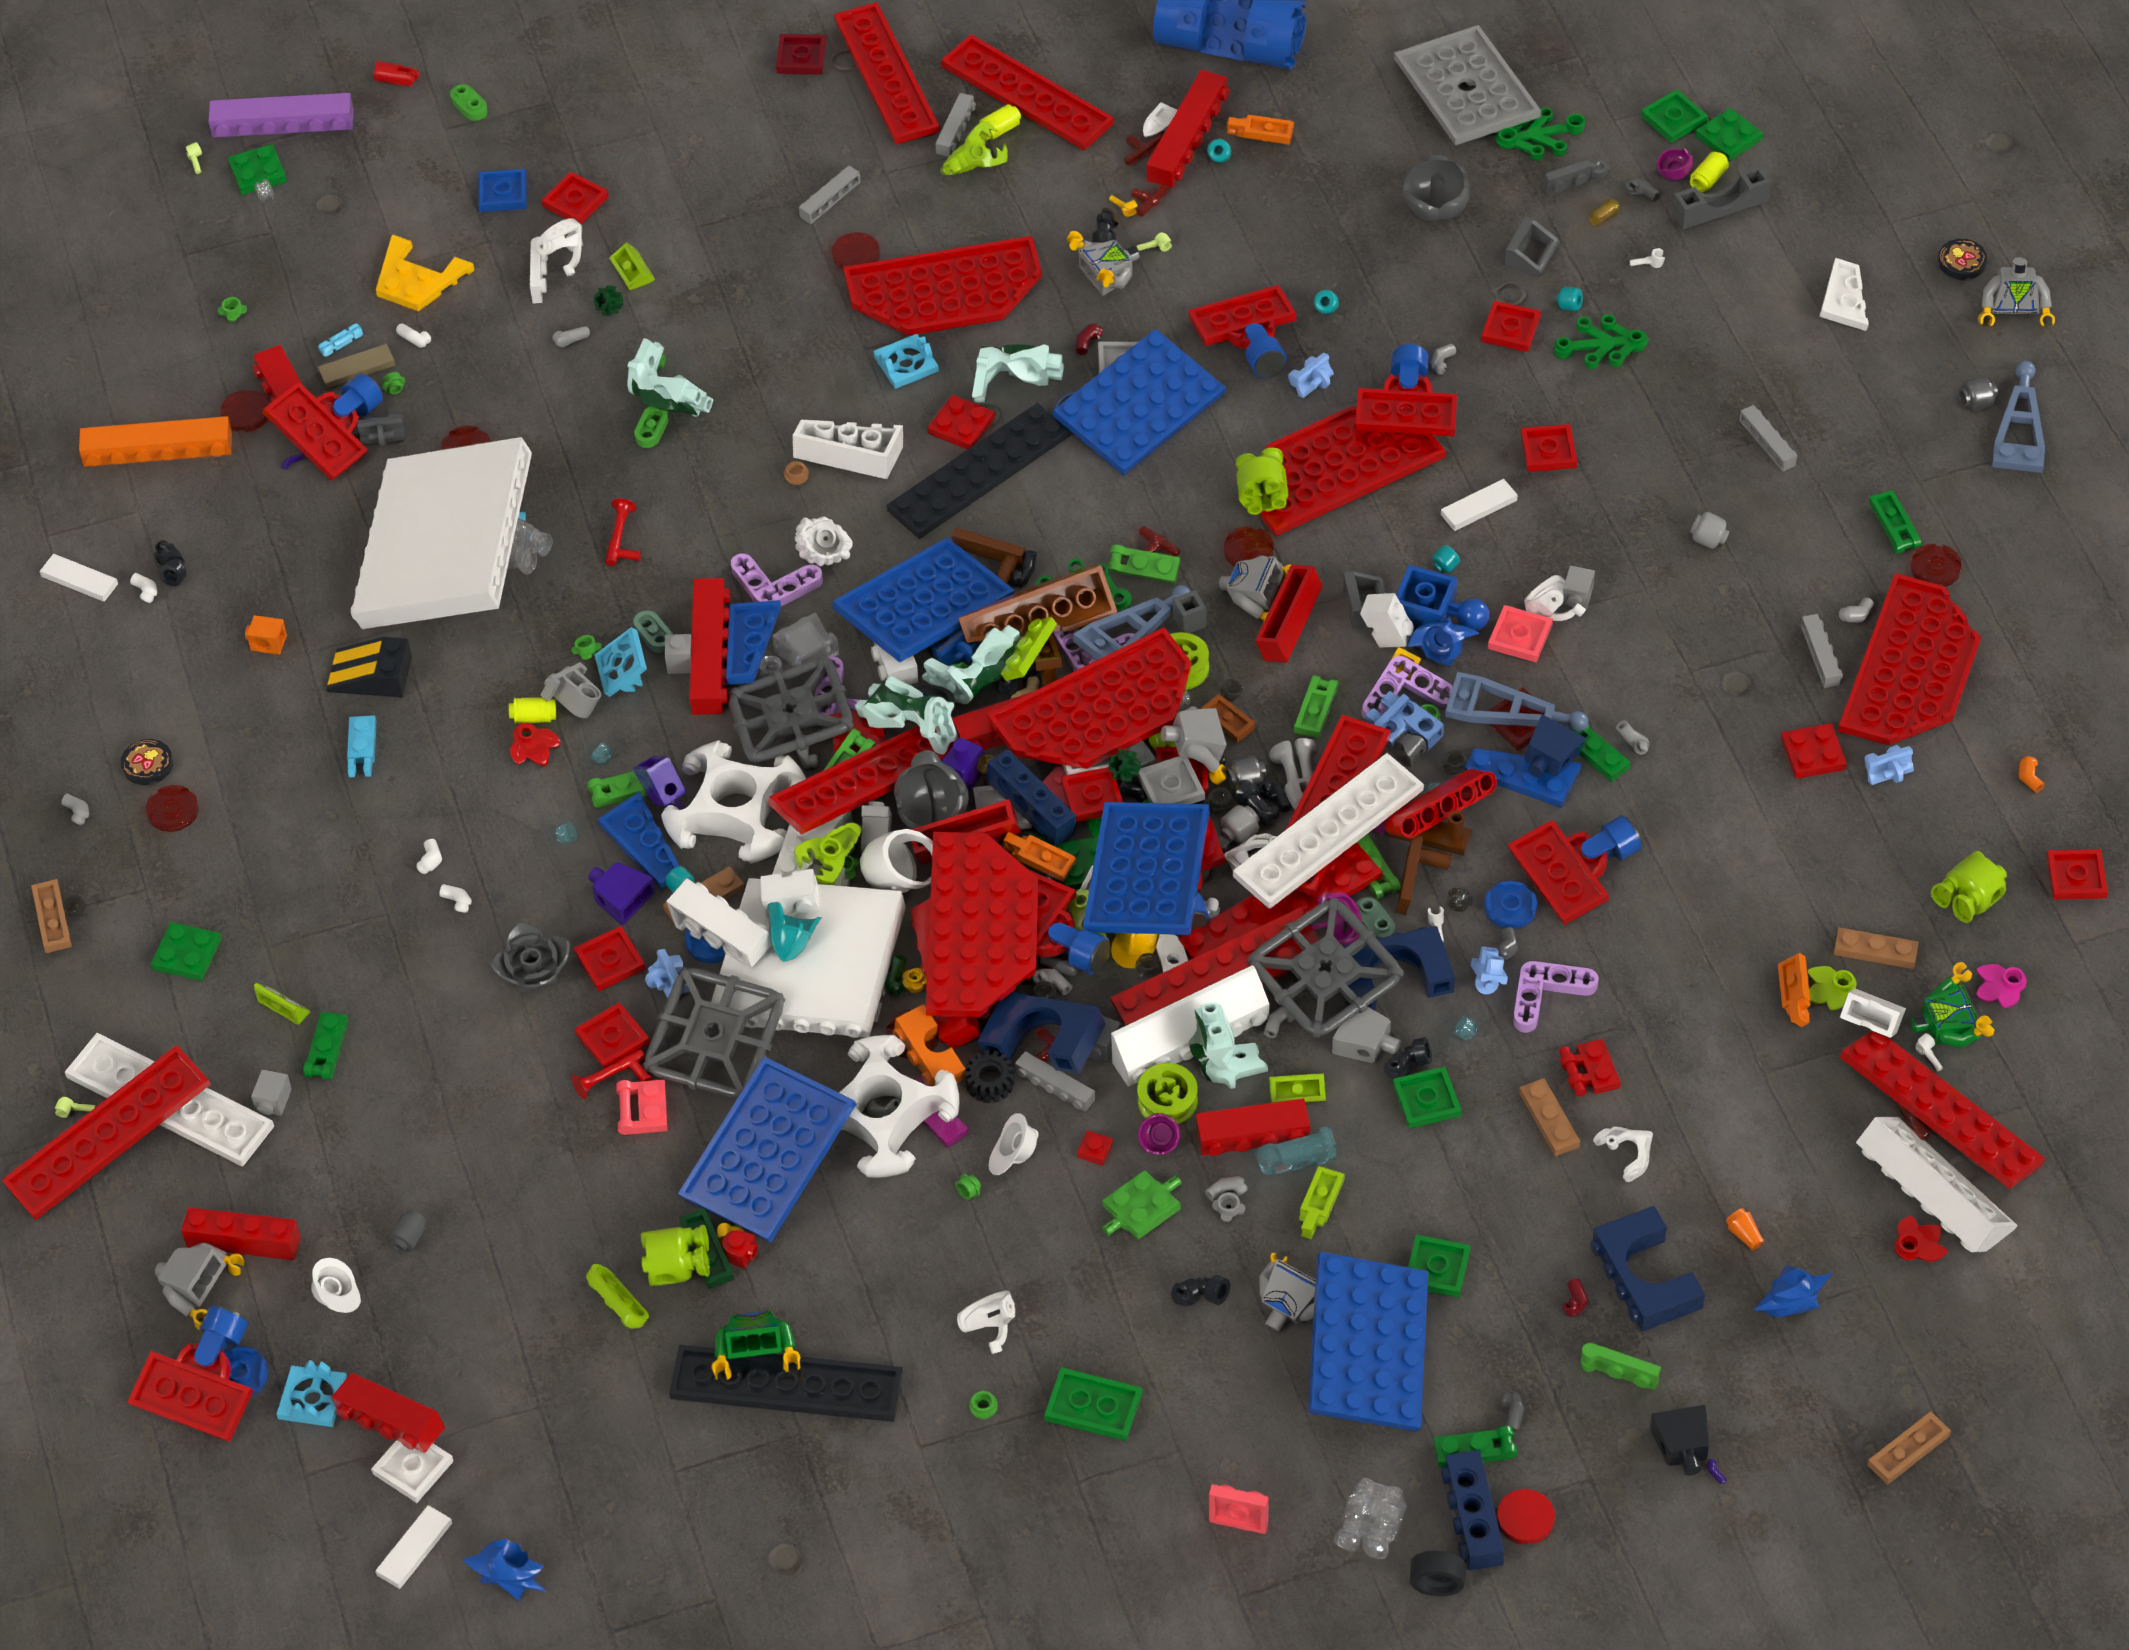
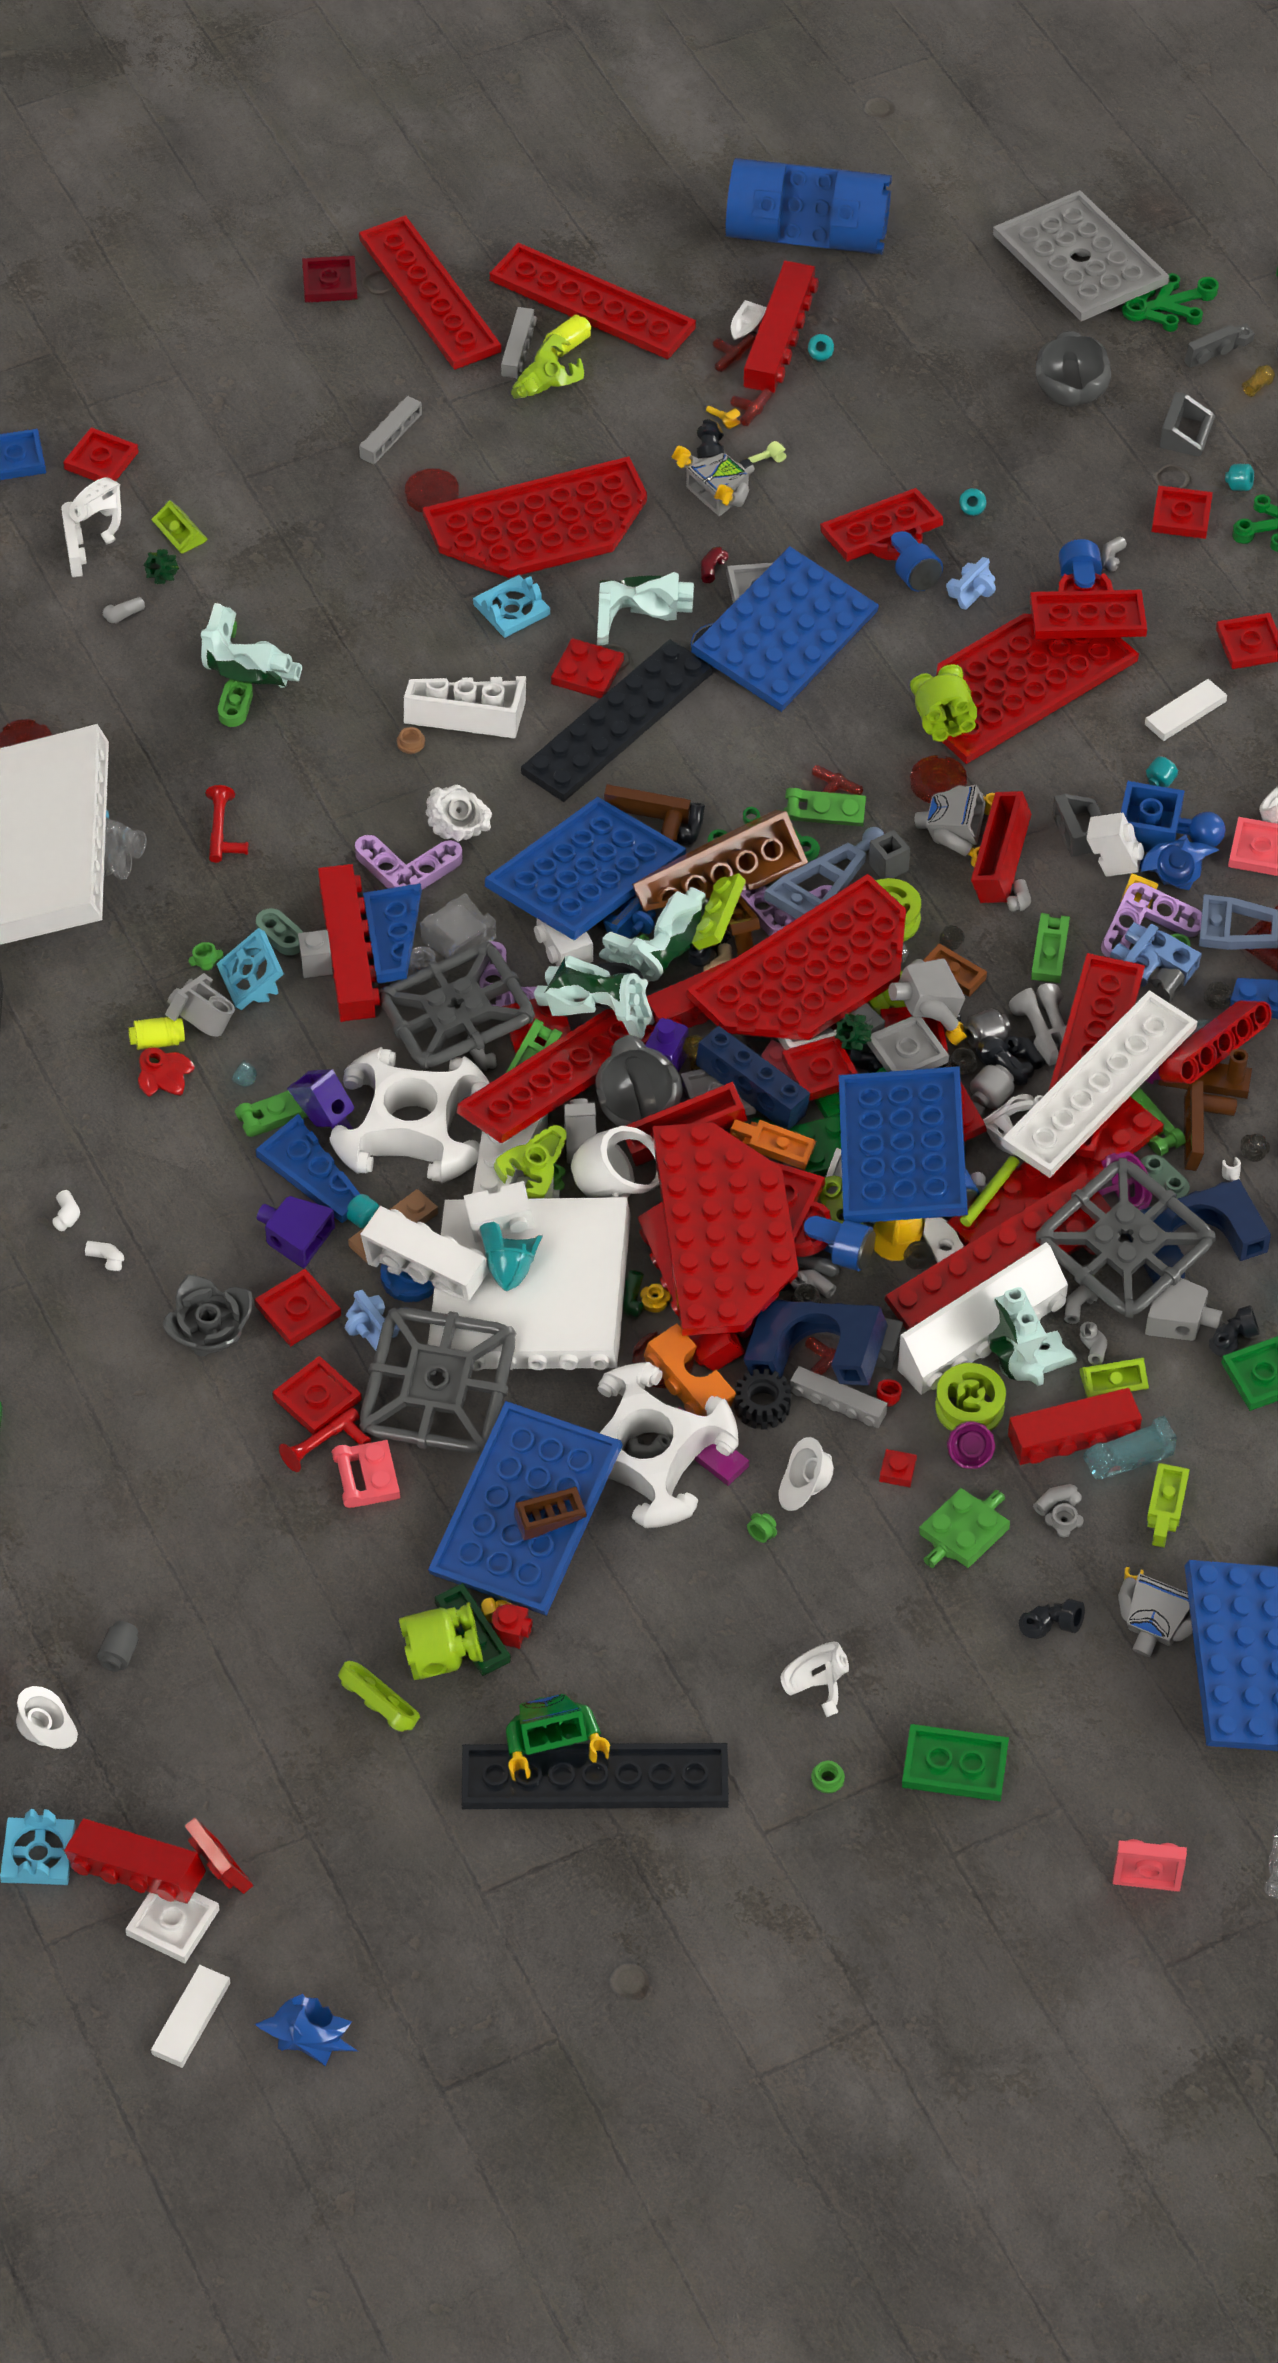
camera: 10 degrees left, 0 degrees up
(457, 1416) = (218, 1858): none -> red plate
(566, 833) = (220, 1169): clear light blue hinge -> none
(777, 1166) = (552, 1522): none -> reddish brown slope
(1099, 1081) = (889, 1391): none -> red hinge
(1218, 915) = (989, 1191): none -> lime bar
(1261, 128) = (862, 320): orange hinge -> none
(1286, 1056) = (1094, 1341): none -> light grey arm
(1300, 659) = (1022, 897): none -> light grey arm

